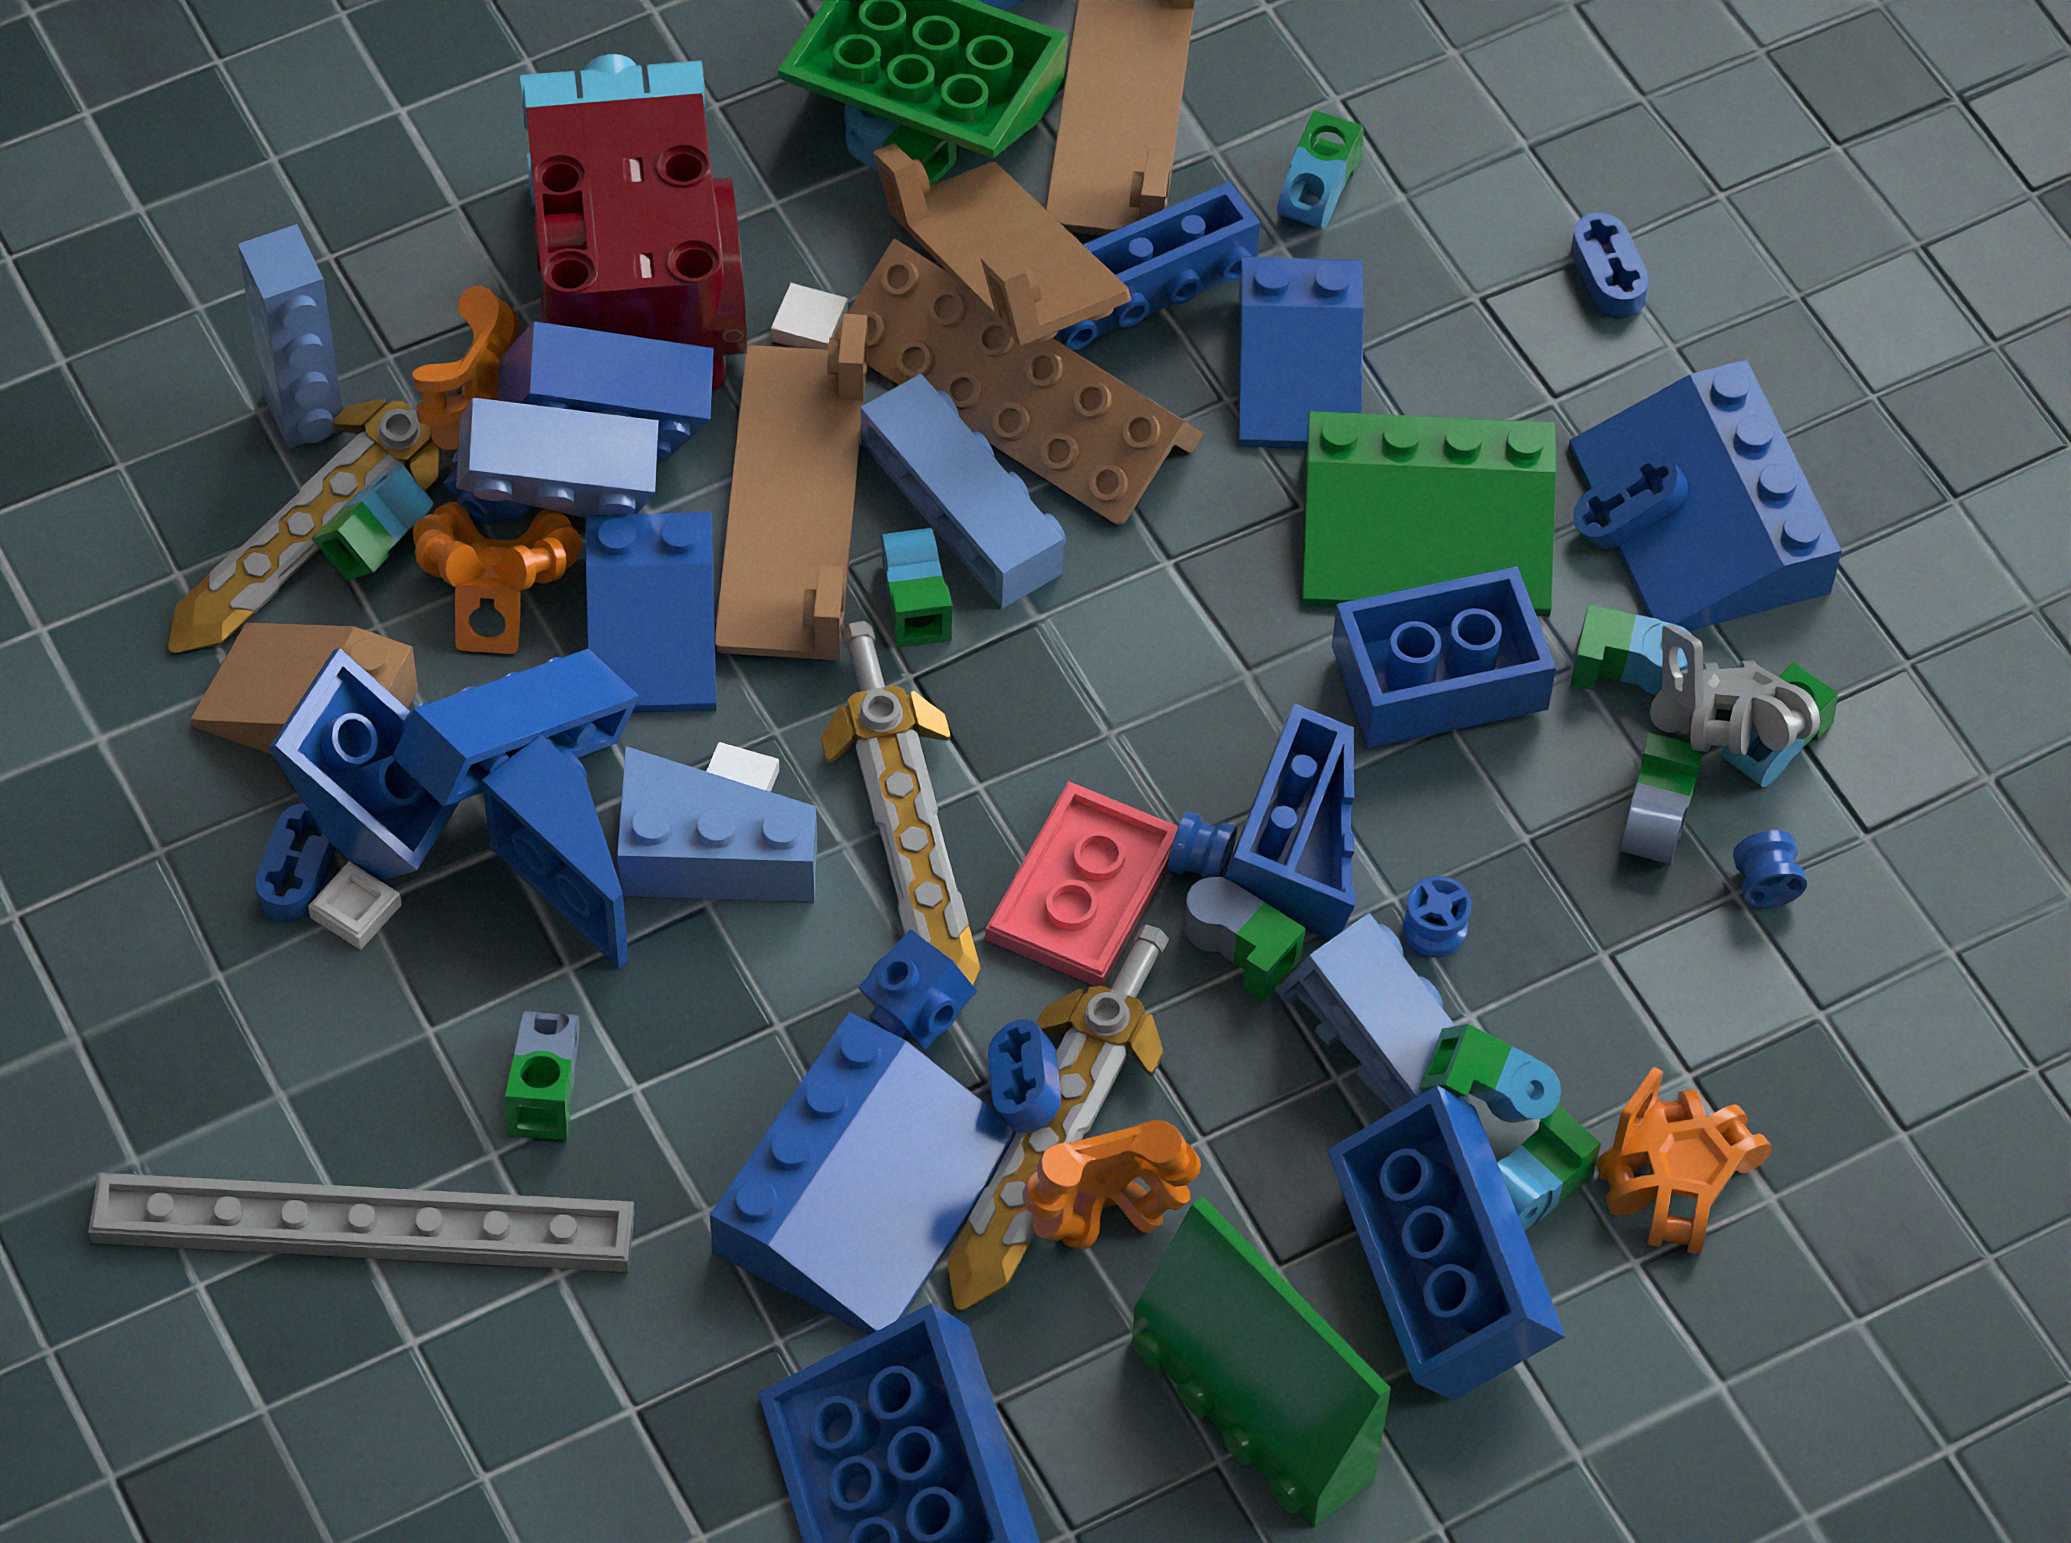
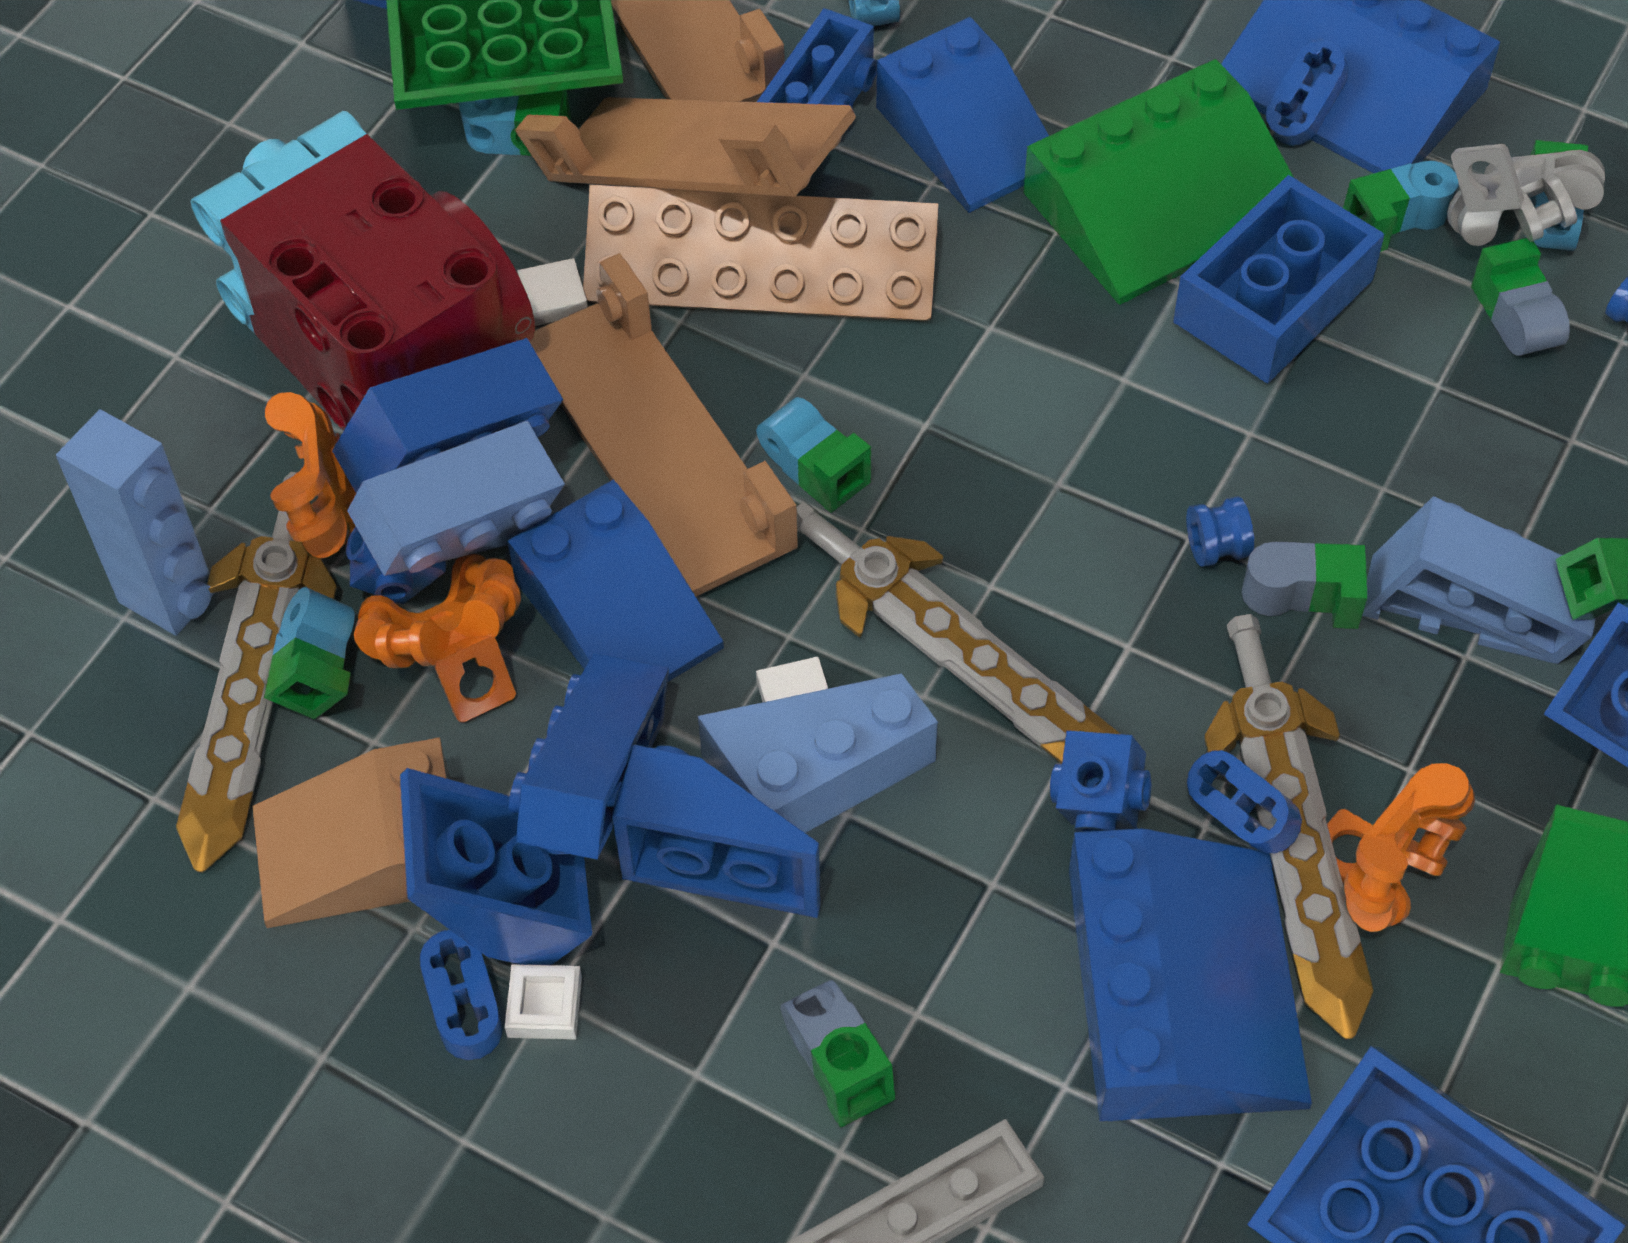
camera: 30 degrees left, 0 degrees up
(963, 490) = (792, 355): medium blue brick -> none
(1083, 885) = (1145, 617): coral tile -> none
(1299, 826) = (1285, 464): blue wedge -> none
(1442, 900) = (1437, 465): blue wheel -> none

